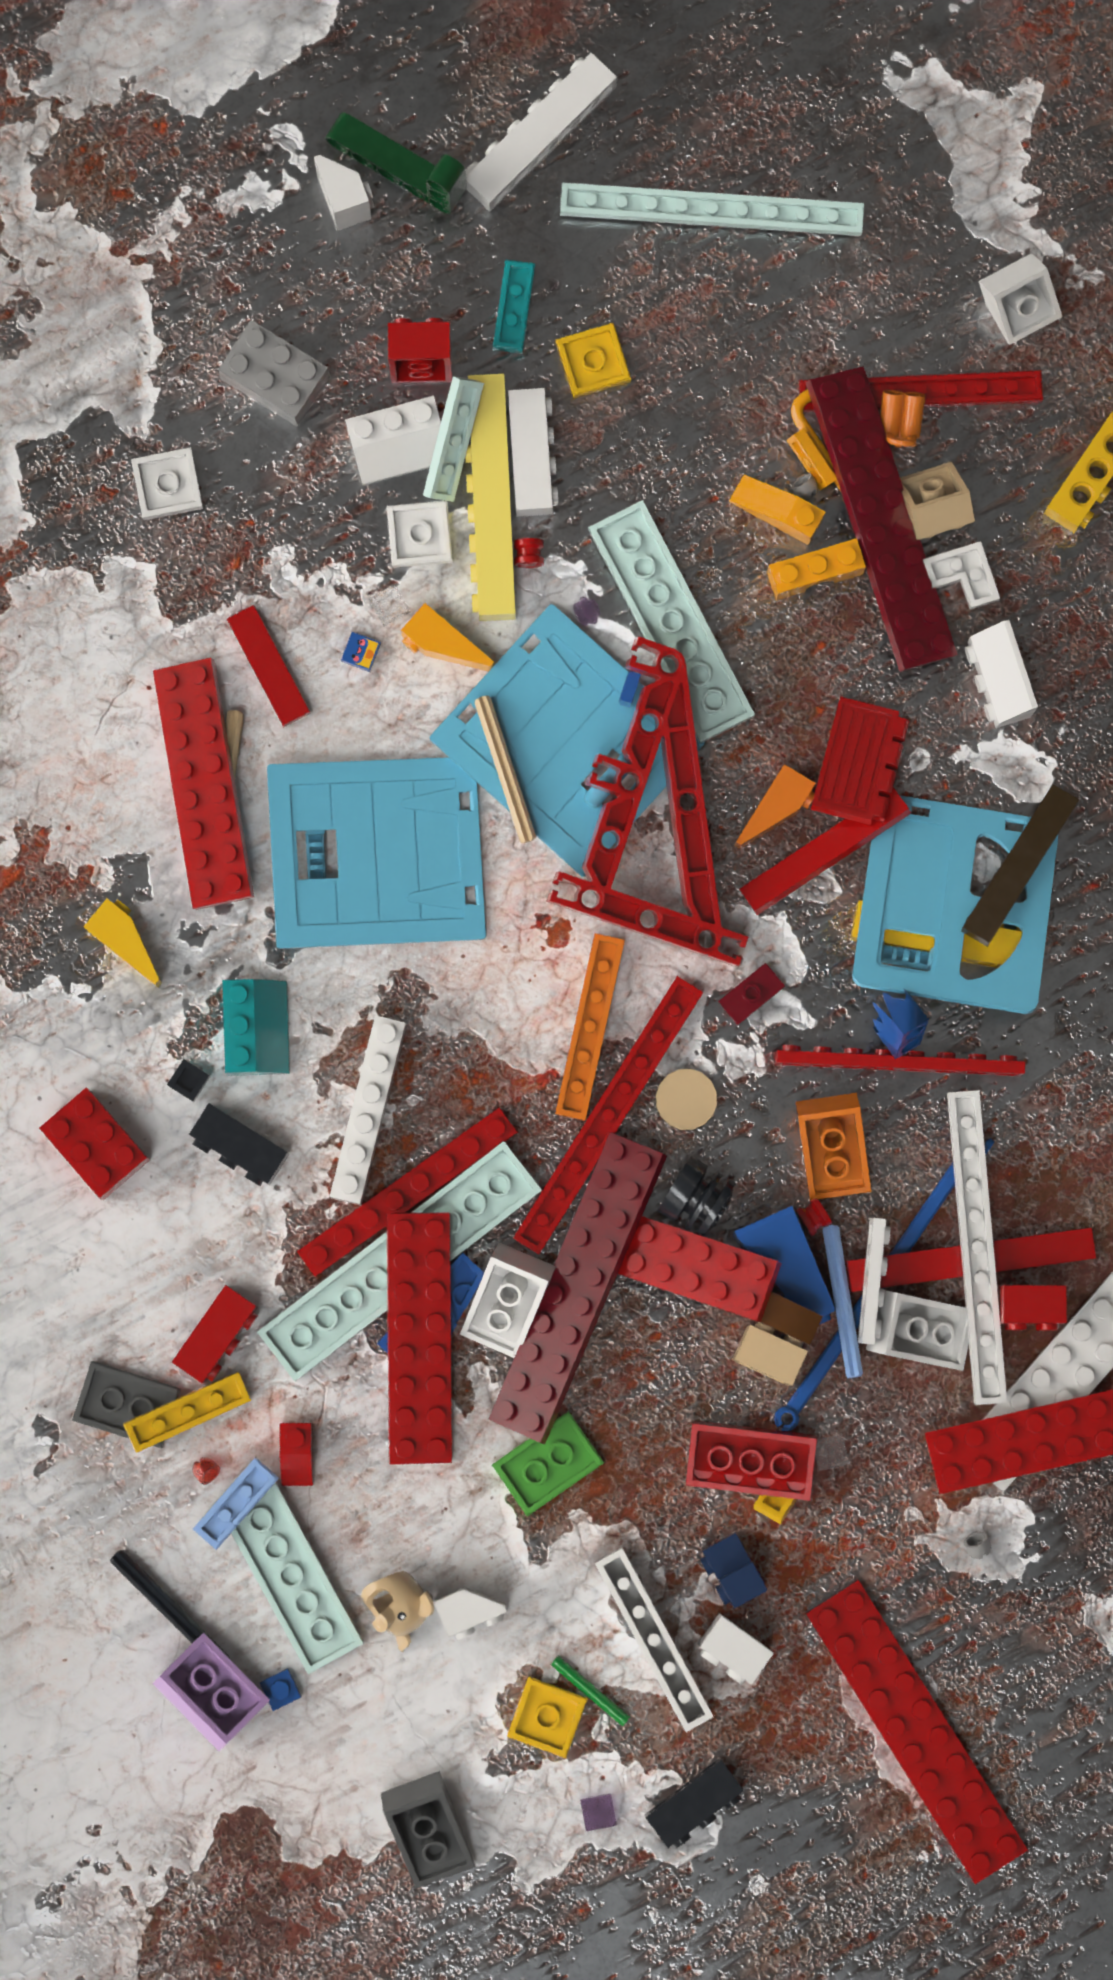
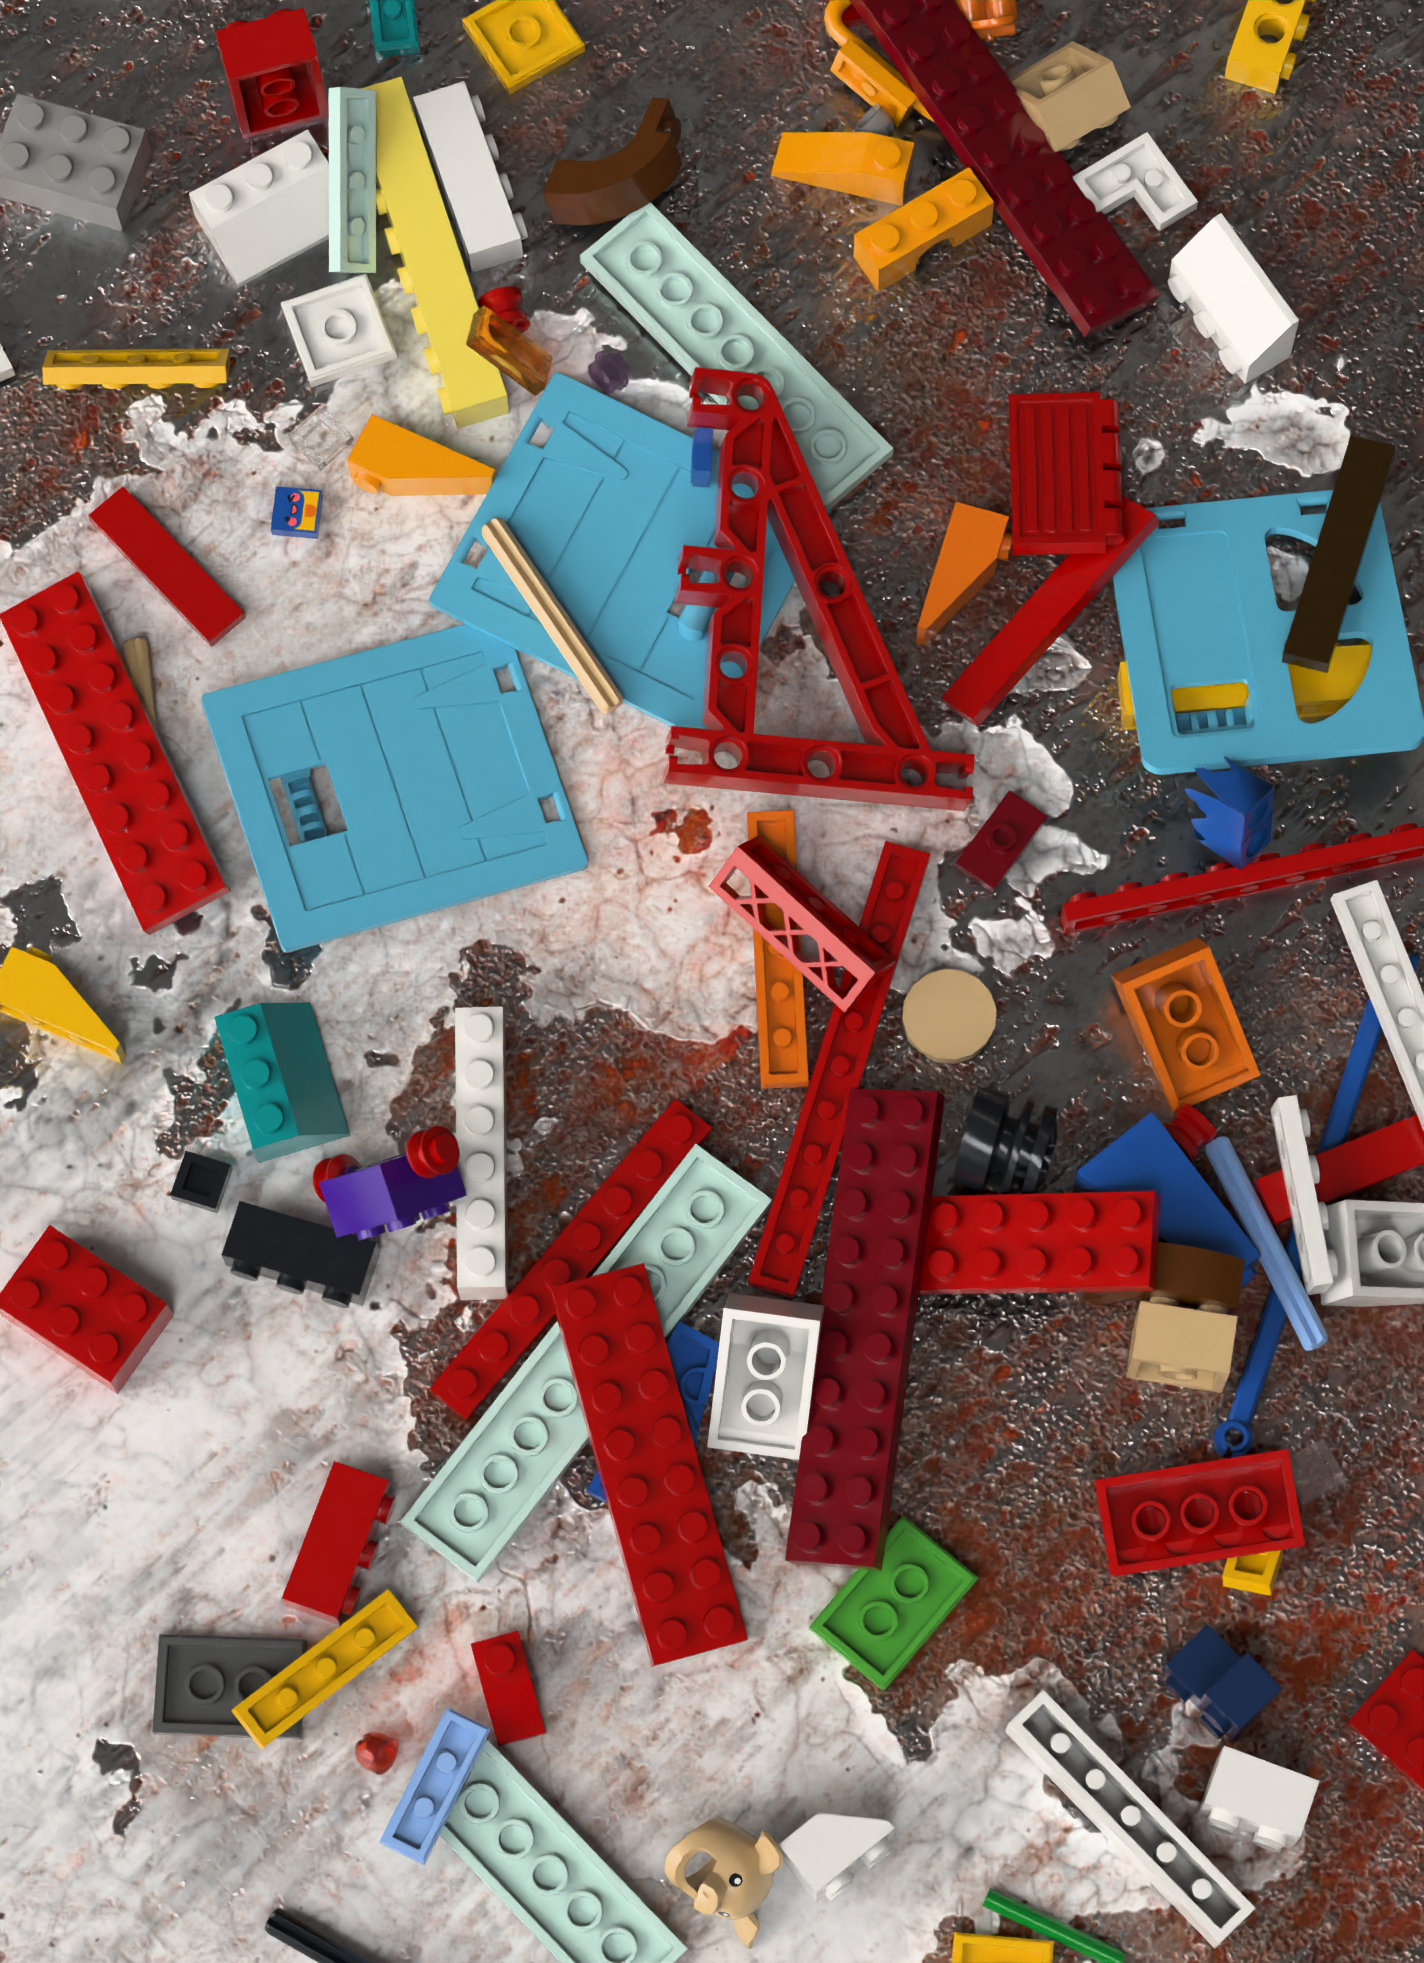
camera: 10 degrees left, 10 degrees down
(282, 526) = (136, 366): none -> yellow plate
(303, 1122) = (393, 1188): none -> dark purple brick
(525, 582) = (509, 350): none -> clear orange tile
(613, 1013) = (814, 914): none -> red fence
(630, 485) = (622, 182): none -> reddish brown arch

